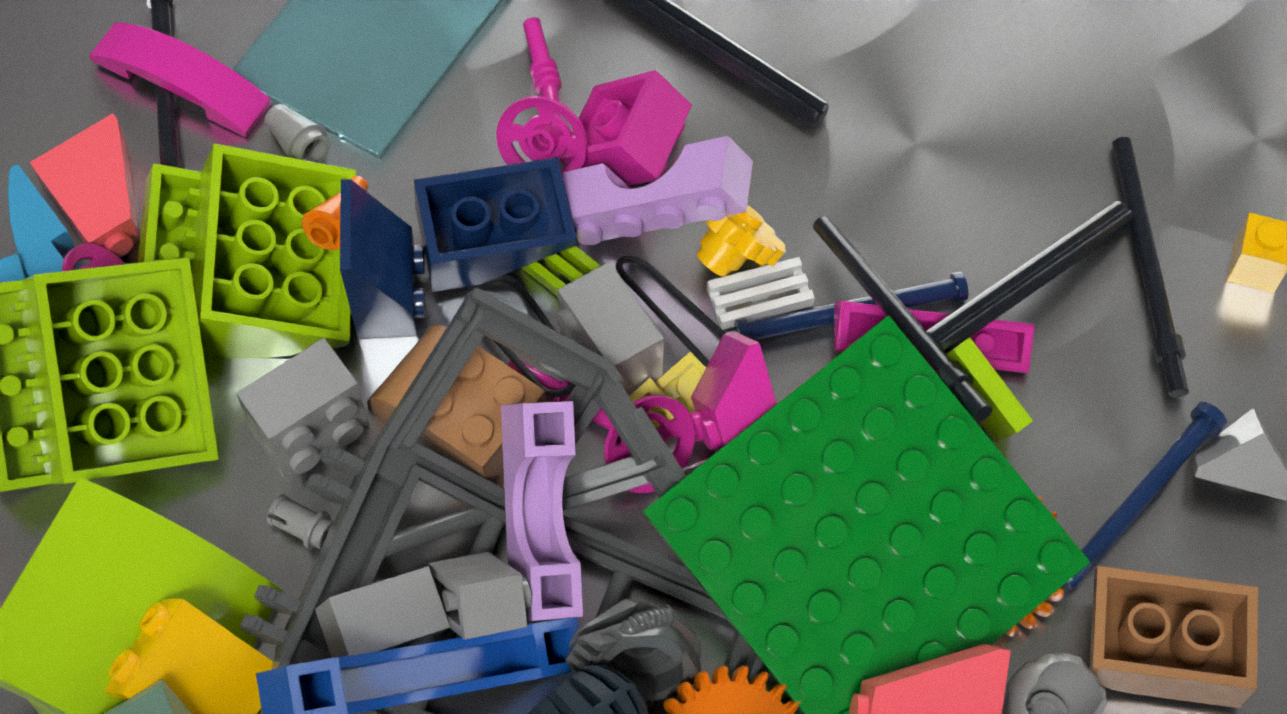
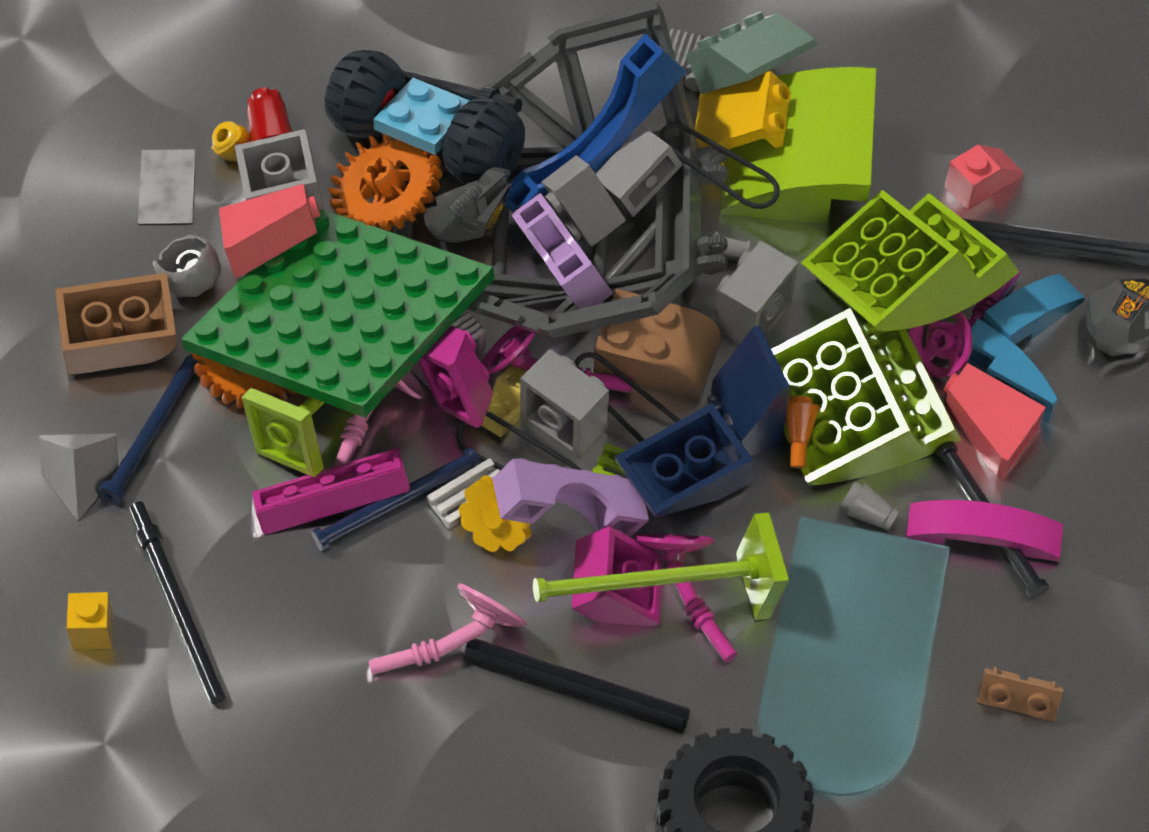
camera: 160 degrees right, 5 degrees down
(286, 572) = (730, 154): none -> black piece
(462, 71) = (758, 564): none -> lime tile
(796, 115) = (485, 616): none -> bright pink dish
(950, 372) = (360, 464): black bar -> none
(1031, 276) = (266, 542): black axle -> none

